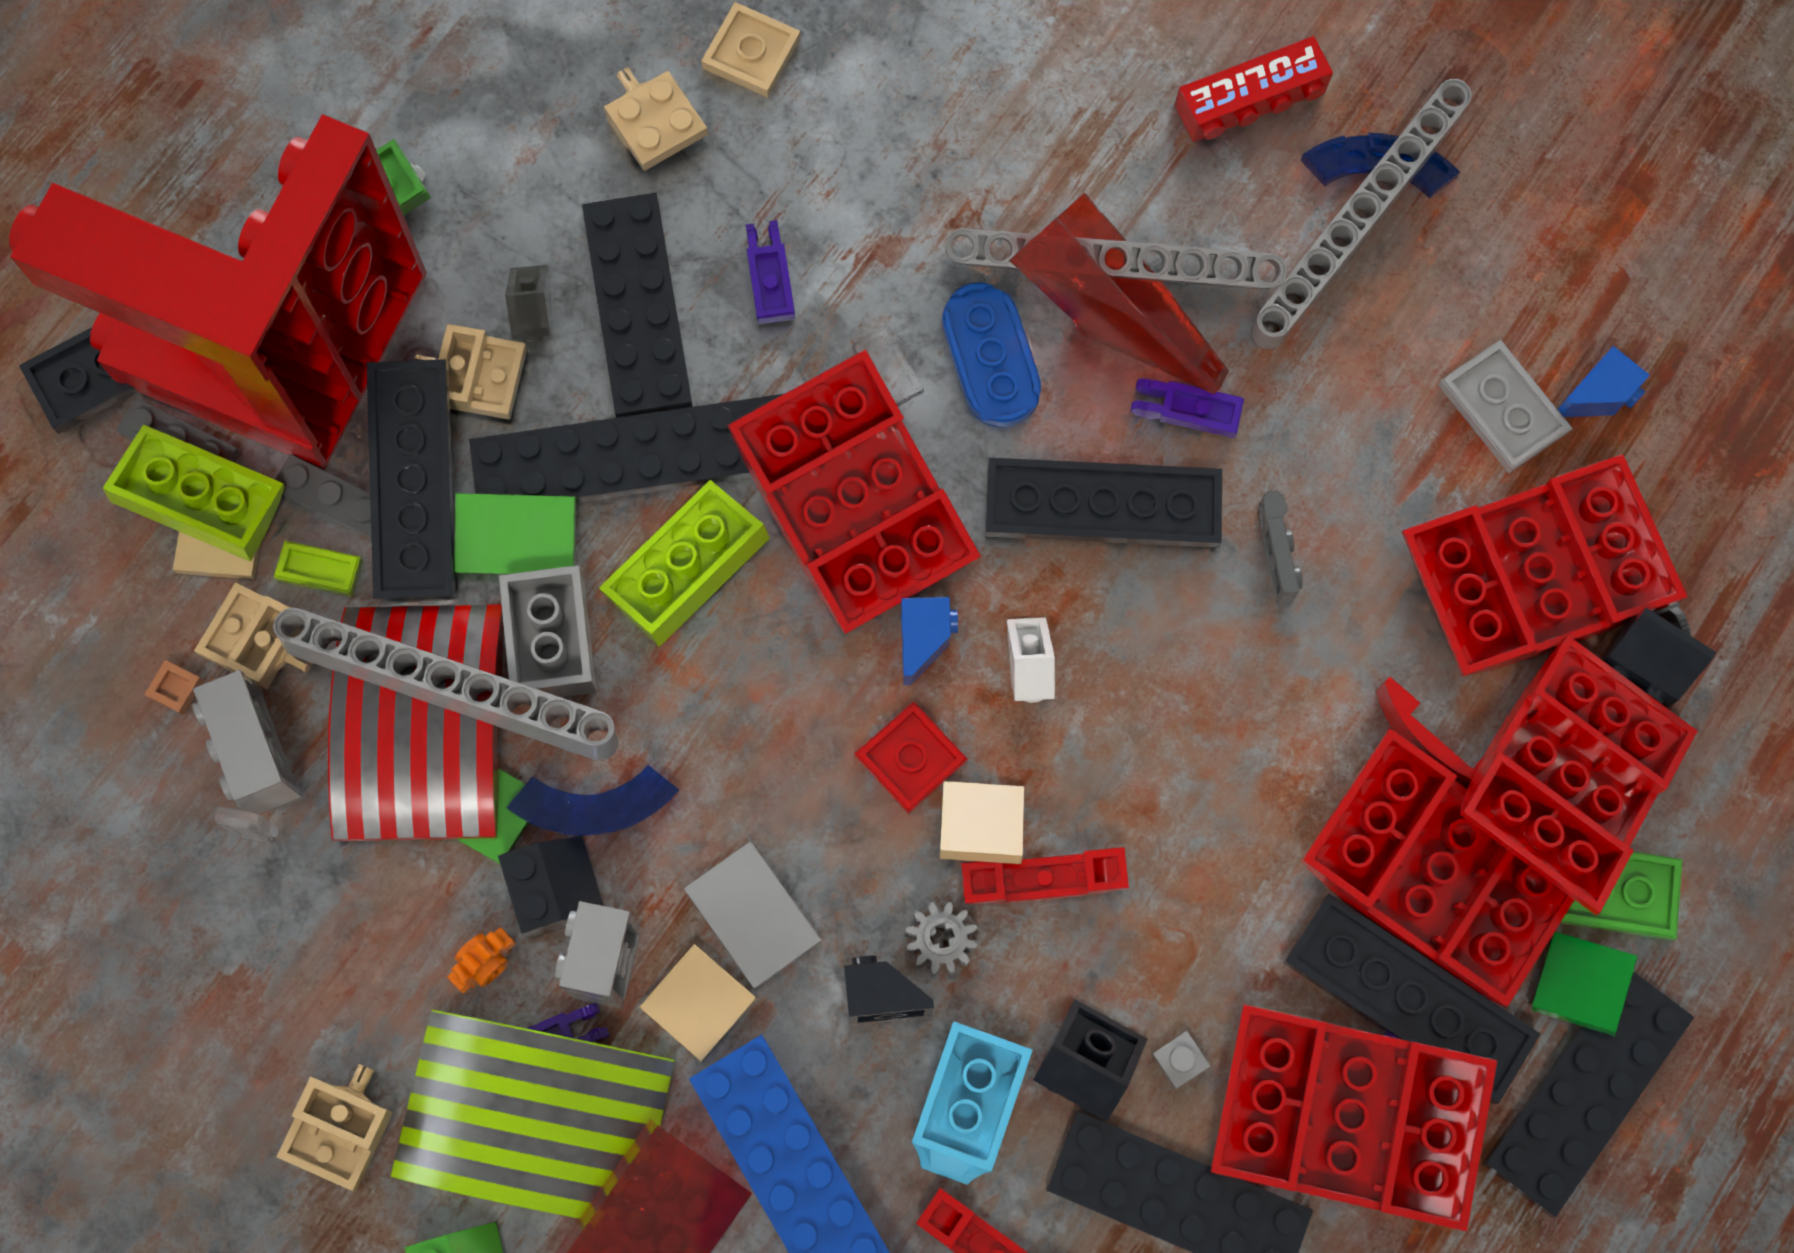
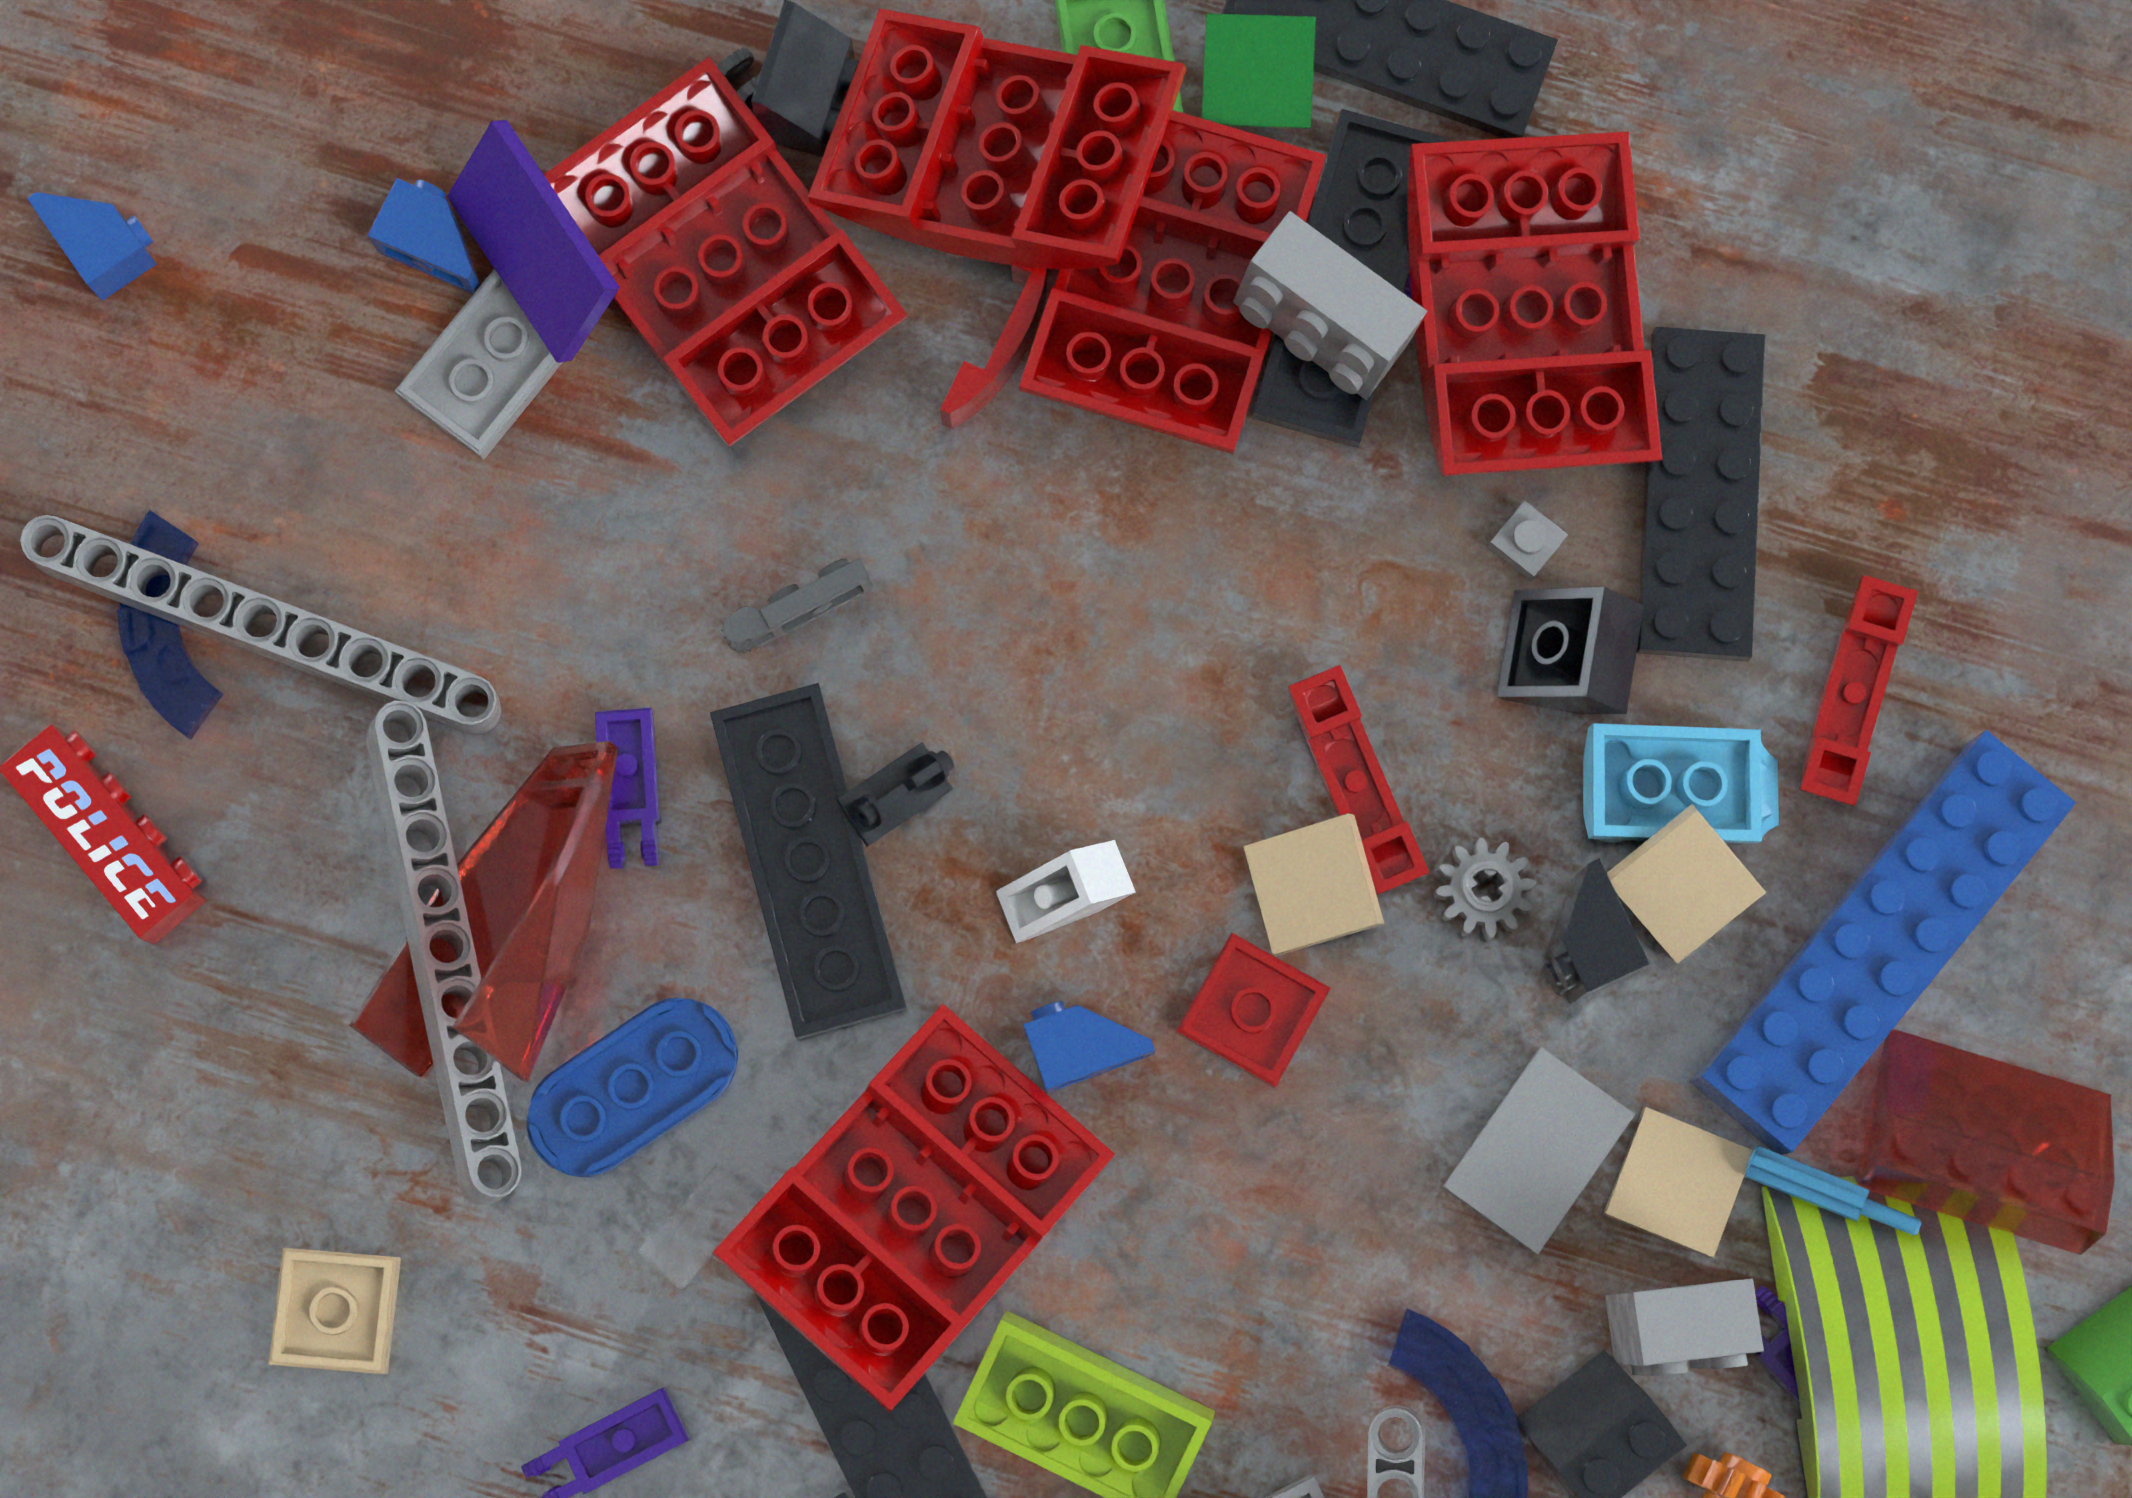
camera: 105 degrees left, 5 degrees up
(656, 1095) = (1823, 1190): none -> dark azure axle
(899, 1076) = (1684, 884): none -> tan tile
(910, 144) = (335, 1311): none -> tan tile
(1131, 569) = (897, 792): none -> black hinge
(1389, 957) = (1327, 306): none -> light grey brick
(1581, 445) = (532, 241): none -> dark purple tile
(1652, 185) = (96, 240): none -> blue slope

